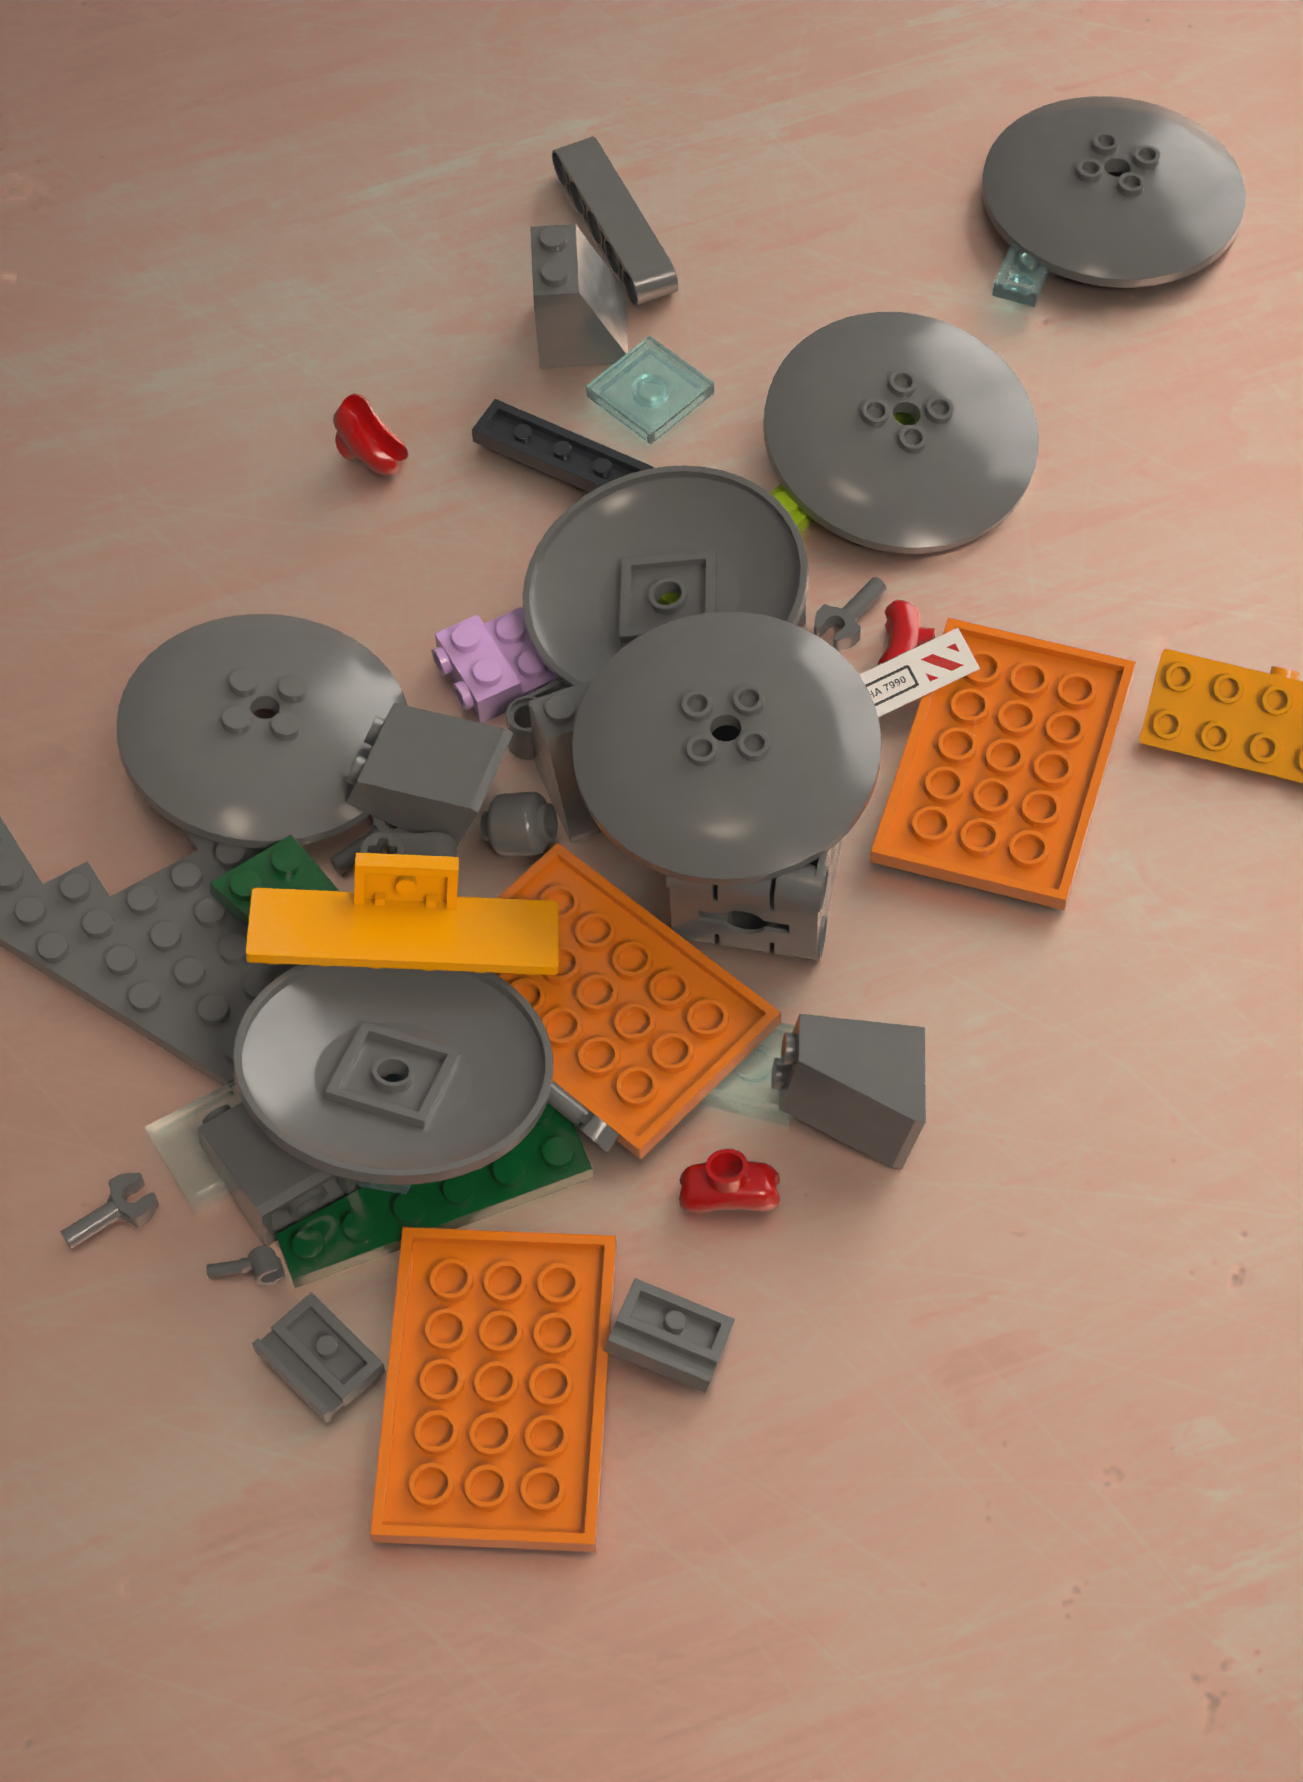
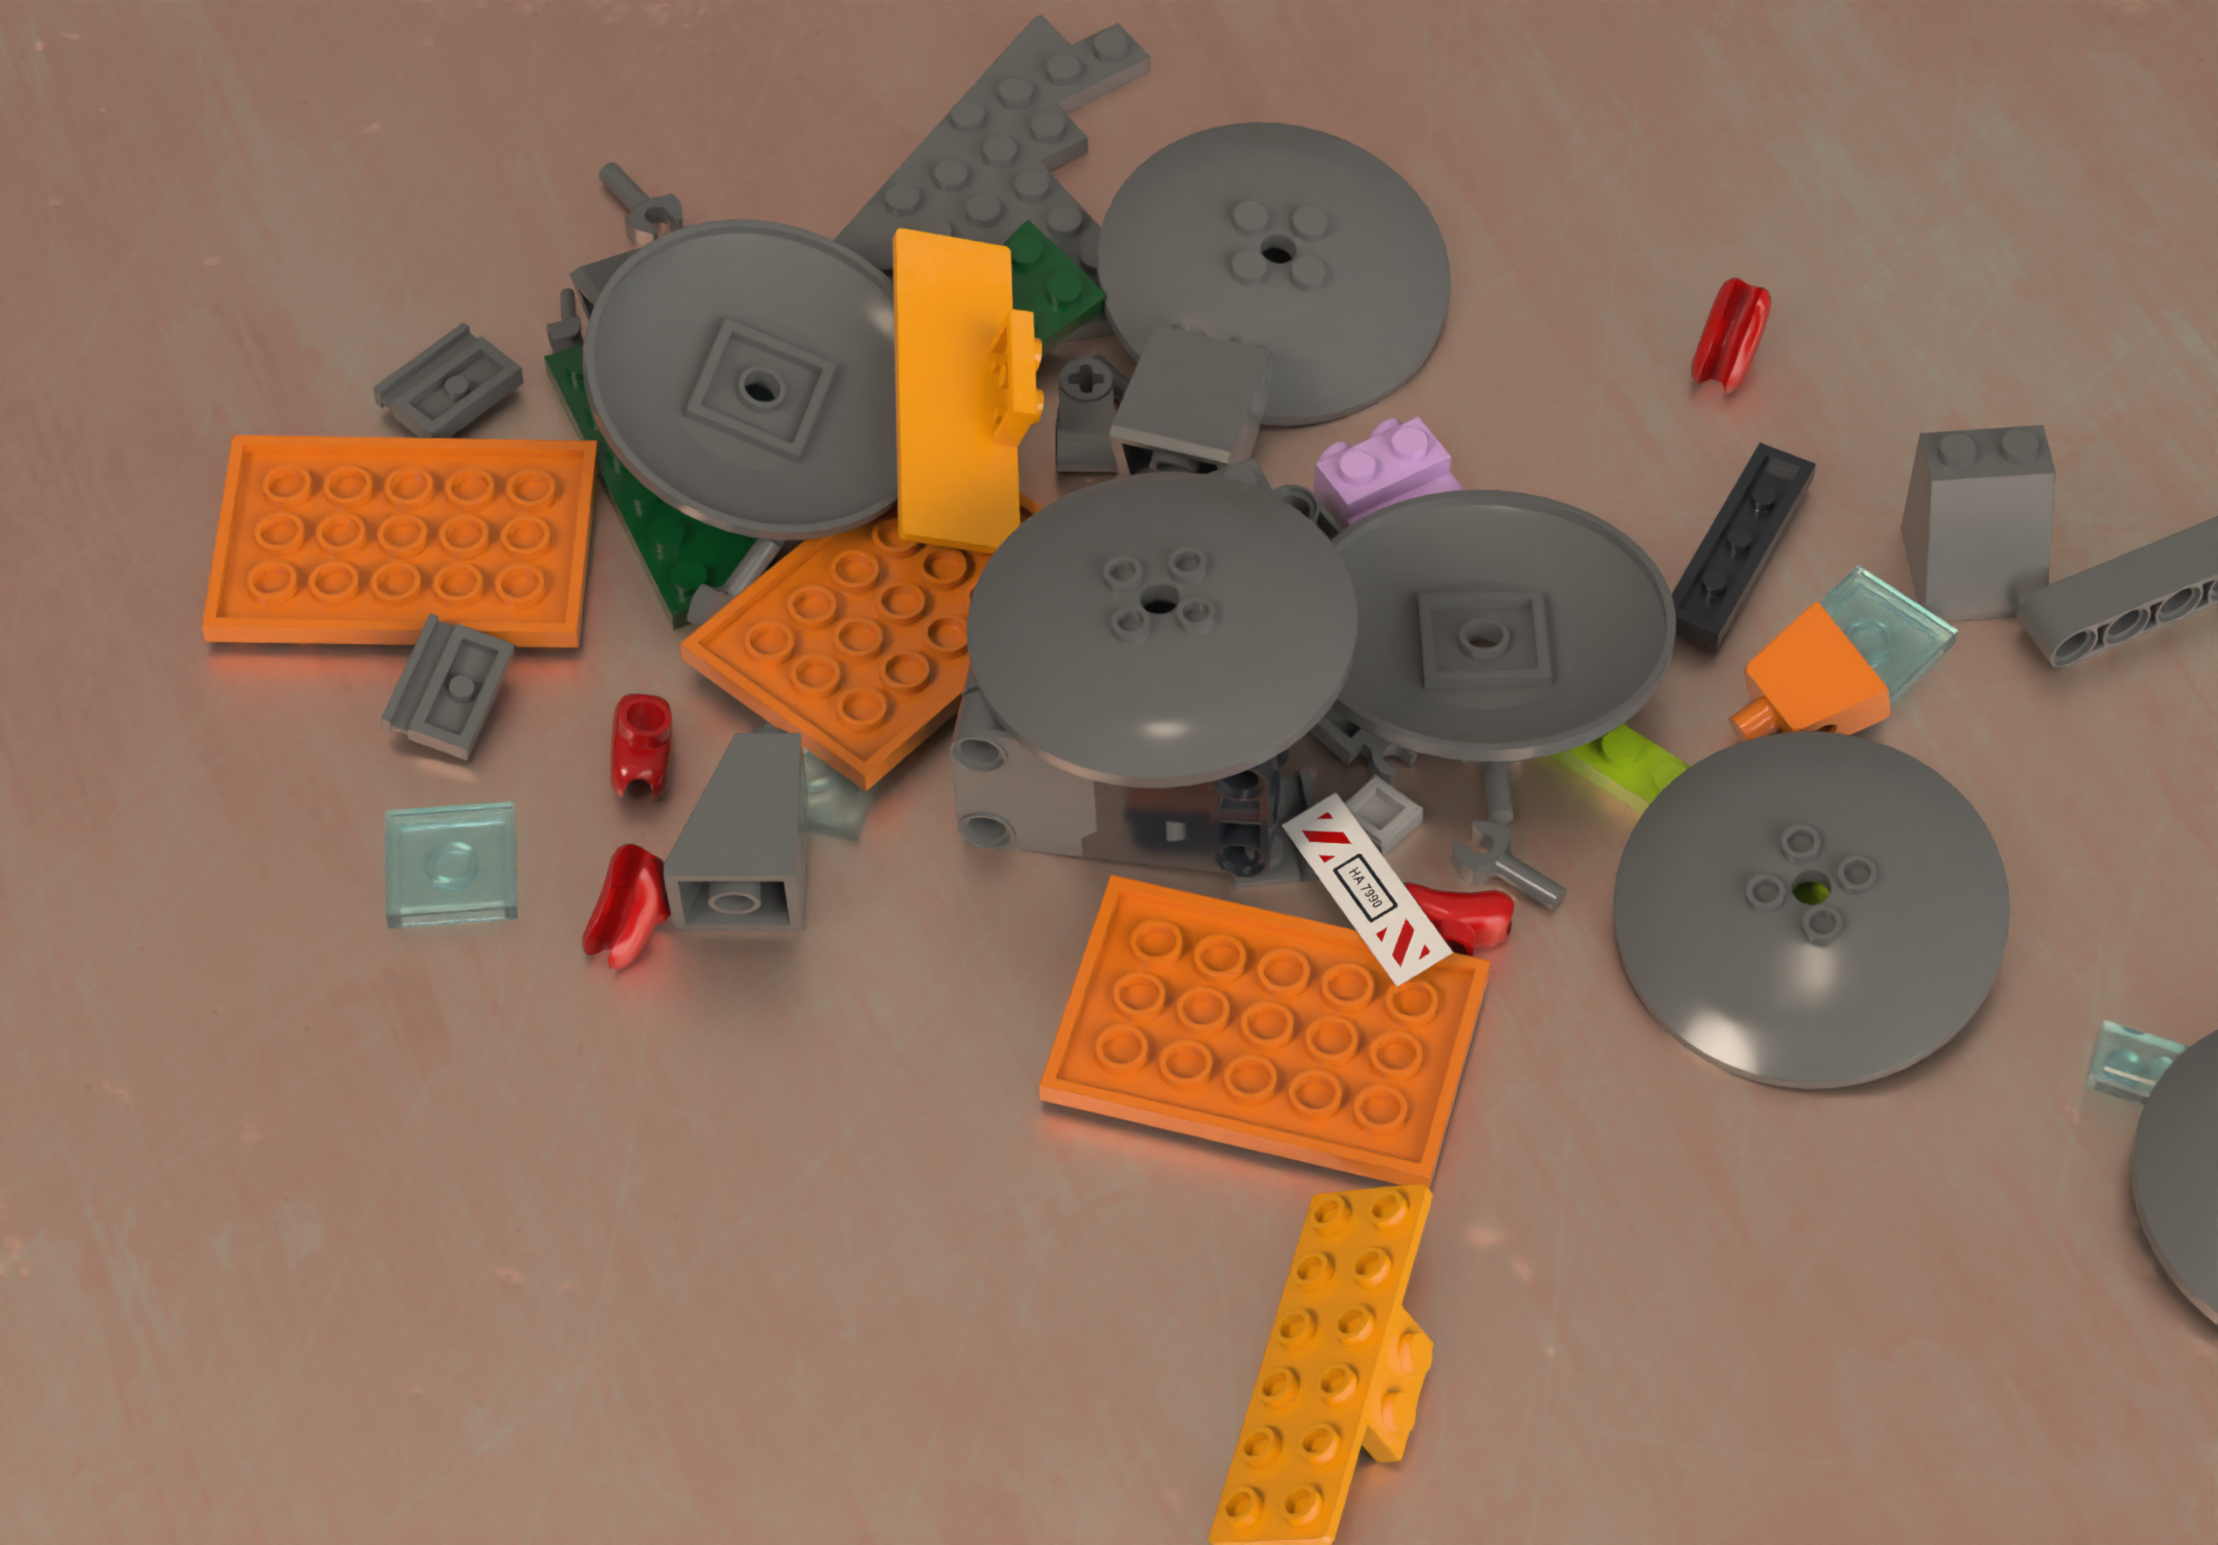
camera: 85 degrees right, 5 degrees down
(707, 414) = (1810, 683): none -> orange torso
(844, 1333) = (451, 864): none -> clear light blue tile
(905, 1183) = (628, 906): none -> red piece

